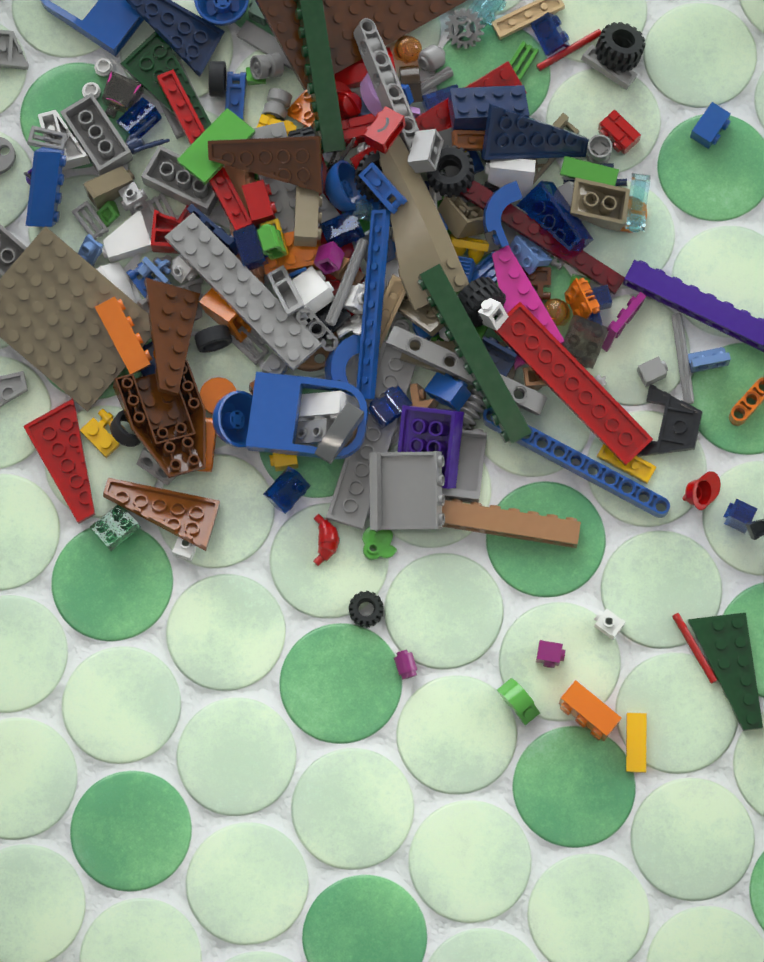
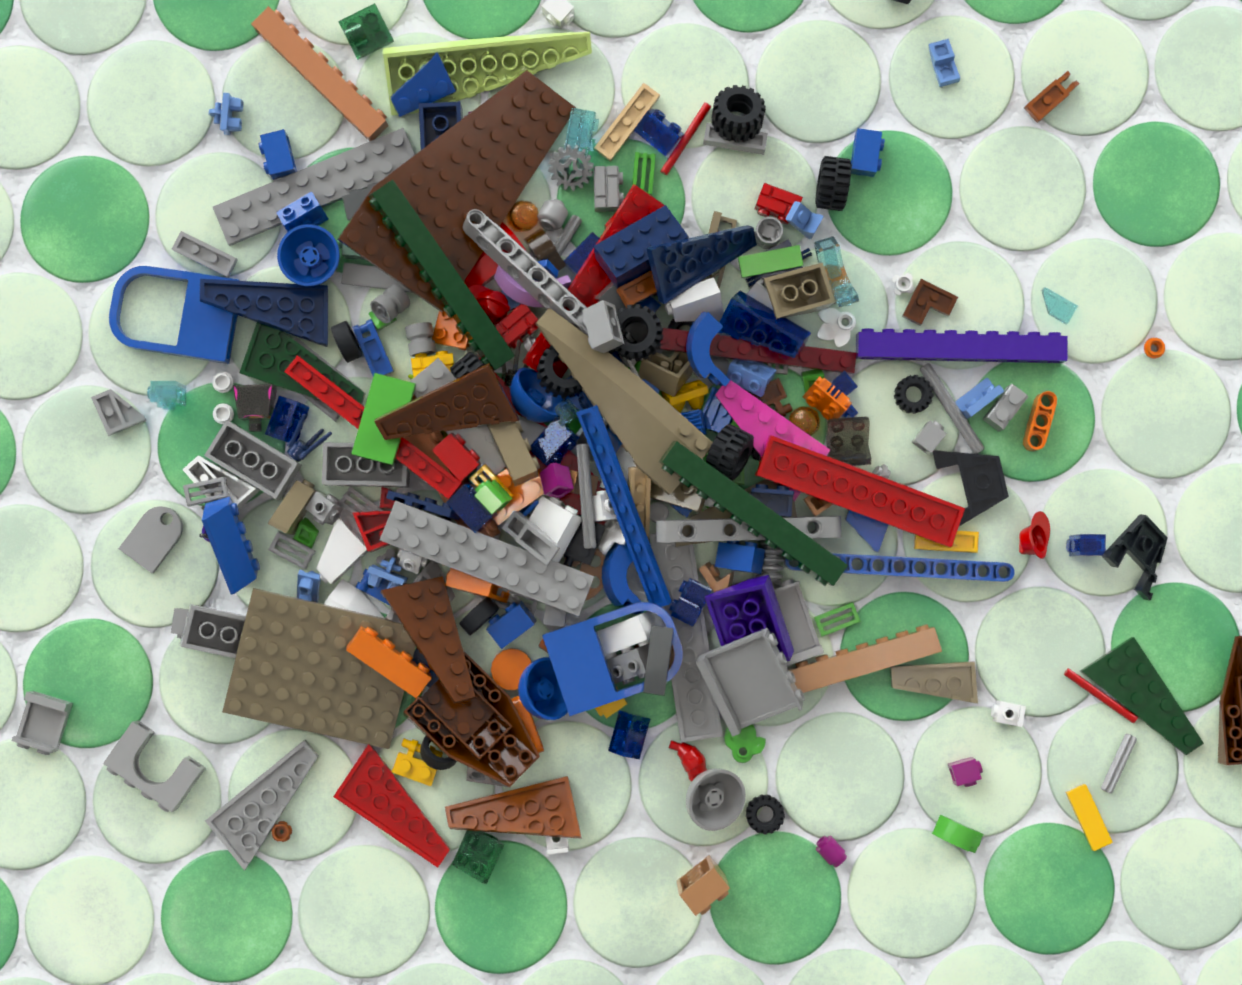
camera: 30 degrees left, 10 degrees up
(56, 53) = (167, 394): none -> clear light blue brick
(235, 358) = (511, 624): none -> blue brick
(285, 630) = (703, 886): none -> medium nougat brick
(329, 334) = (585, 567): light grey beam -> none
(335, 580) = (715, 799): none -> light grey piece
(382, 187) = (577, 385): blue plate -> none
(384, 130) = (550, 324): brick -> none
(486, 57) = (607, 188): none -> light grey brick
(488, 310) = (747, 463): white brick -> none
(503, 482) = (853, 613): none -> bright green tile
(566, 421) = (869, 529): none -> blue wing
(568, 571) = (942, 679): none -> dark tan wing
(589, 711) = (1033, 813): orange brick -> none
(616, 249) = (833, 327): none -> white plate
(624, 316) = (877, 397): magenta wing -> none
(633, 153) = (804, 219): none -> medium blue slope
(659, 321) = (926, 394): none -> black tyre
(670, 134) = (833, 183): none -> black tyre
(683, 710) = (1118, 763): none -> light grey axle
(696, 239) = (907, 279): none -> white plate
(704, 260) = (926, 297): none -> reddish brown plate
(726, 376) = (1005, 407): none -> light grey brick

